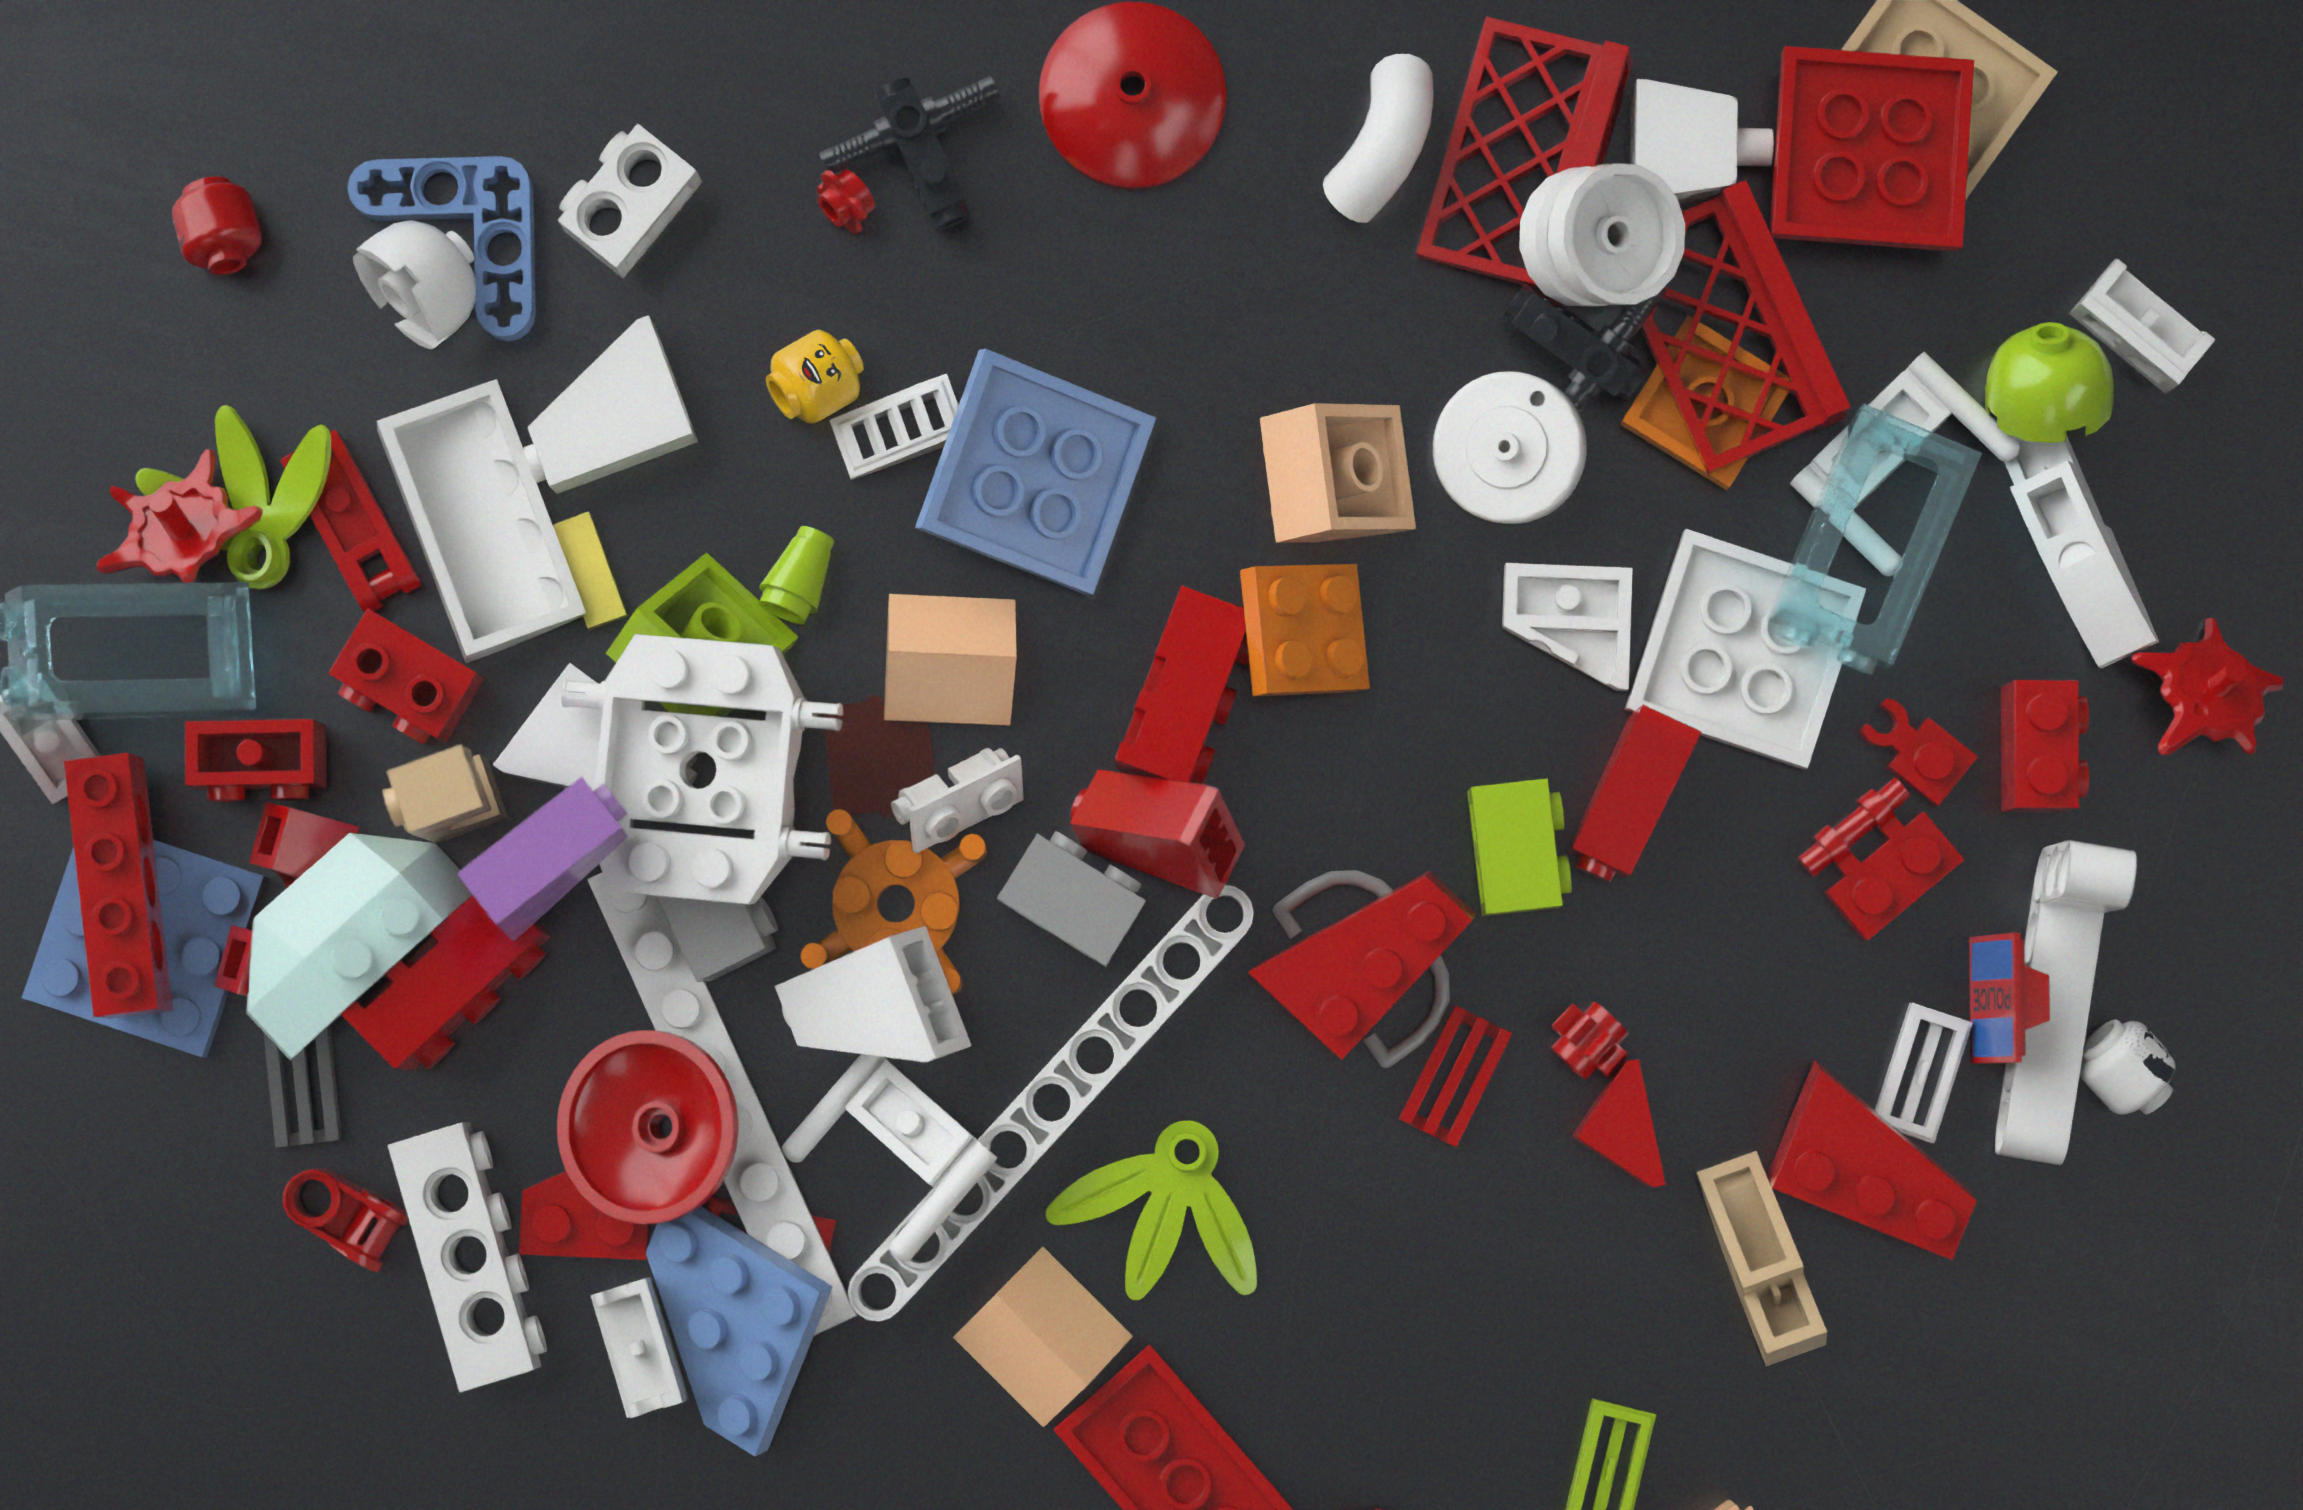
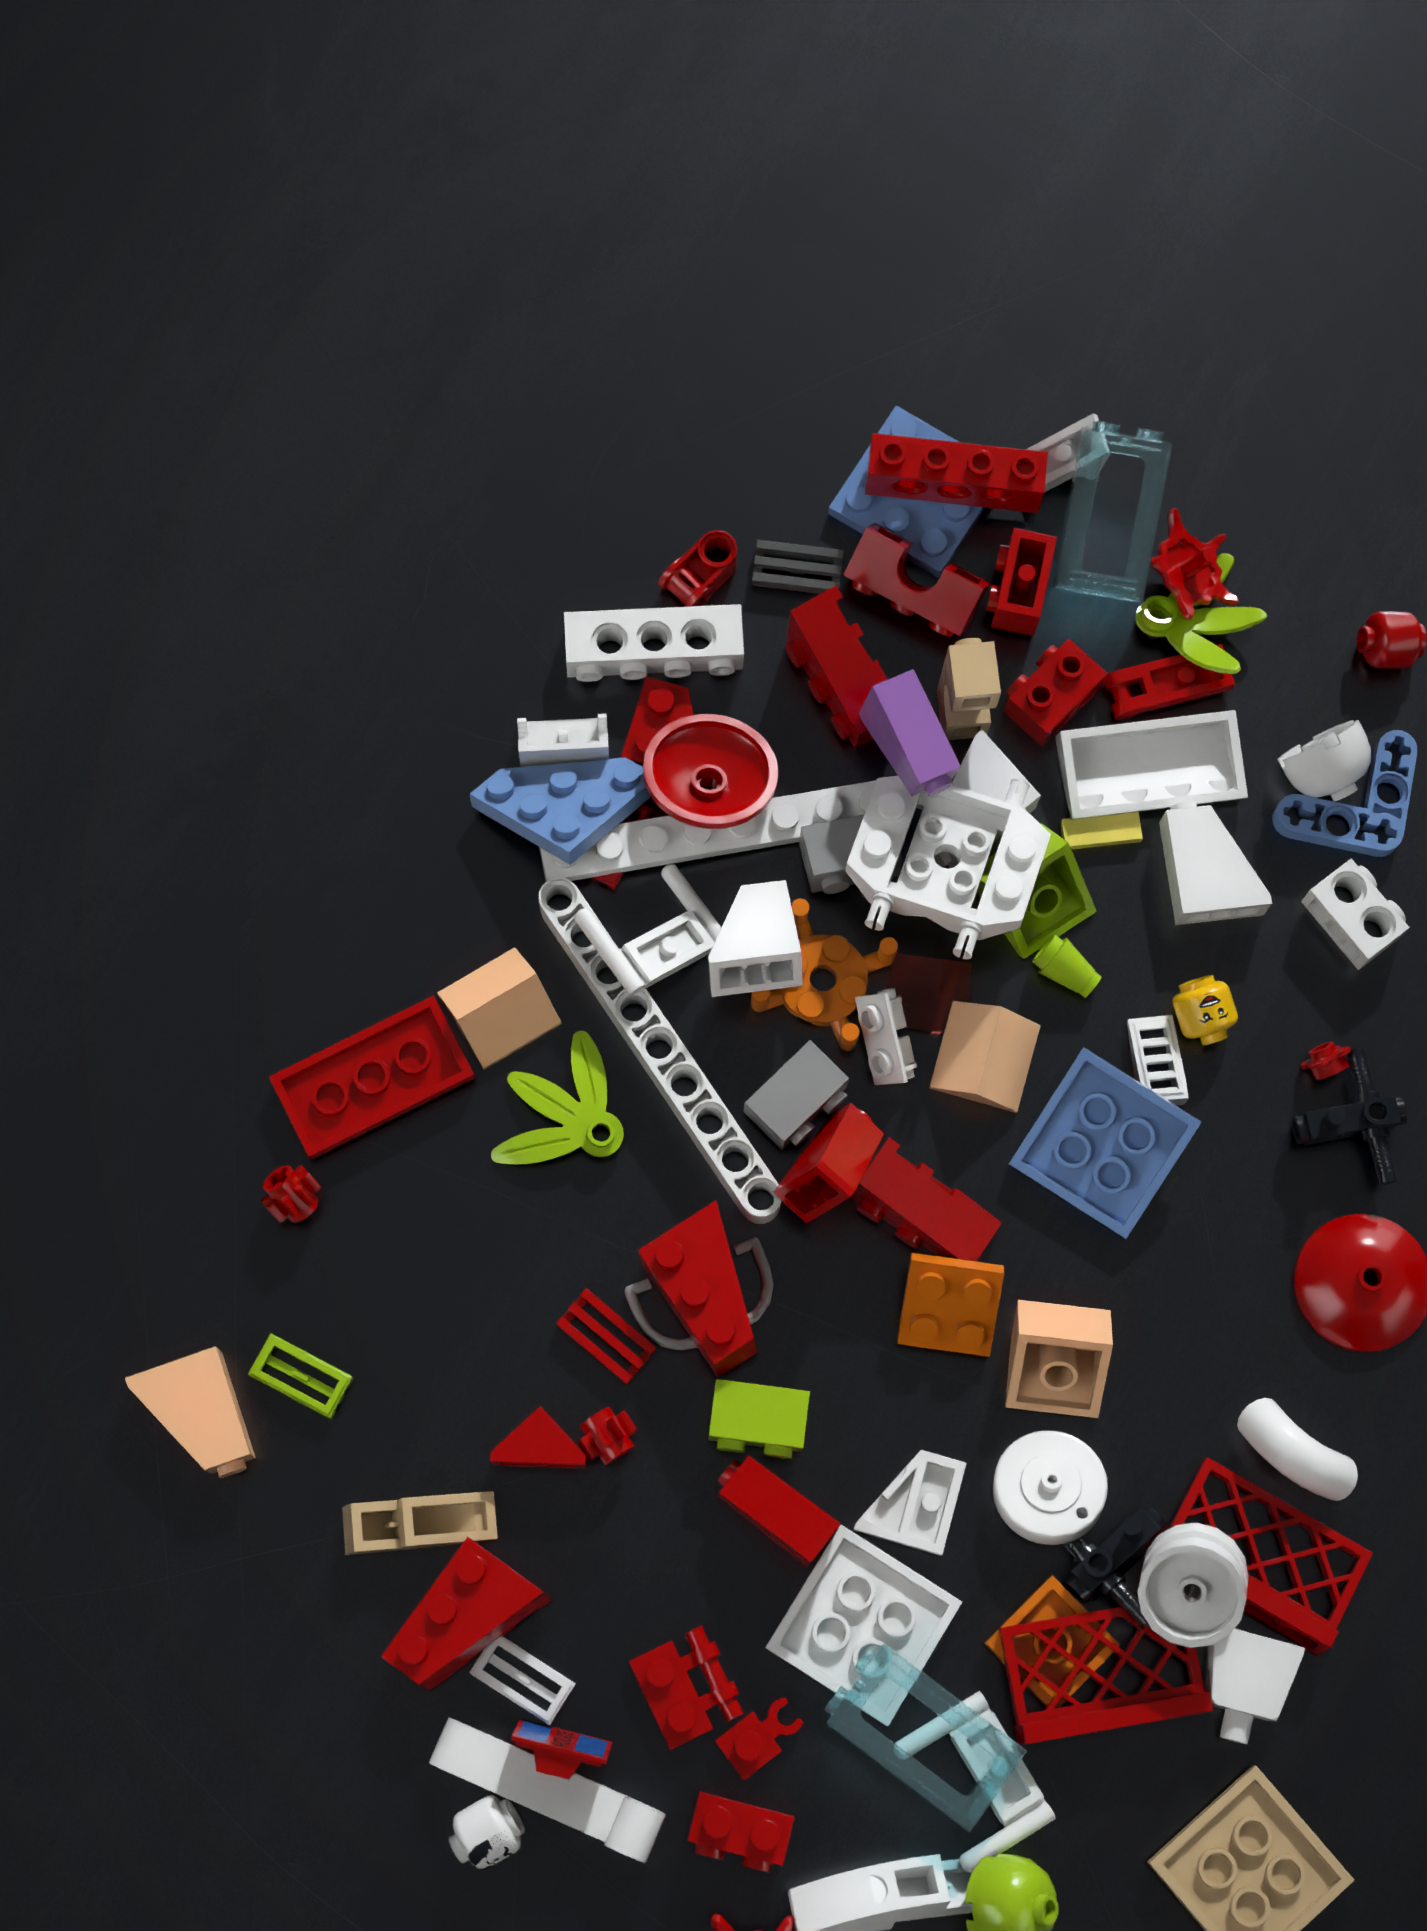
camera: 100 degrees right, 10 degrees down
(344, 931) = (893, 604): light aqua wedge -> none
(1872, 148) = (1217, 1814): red plate -> none

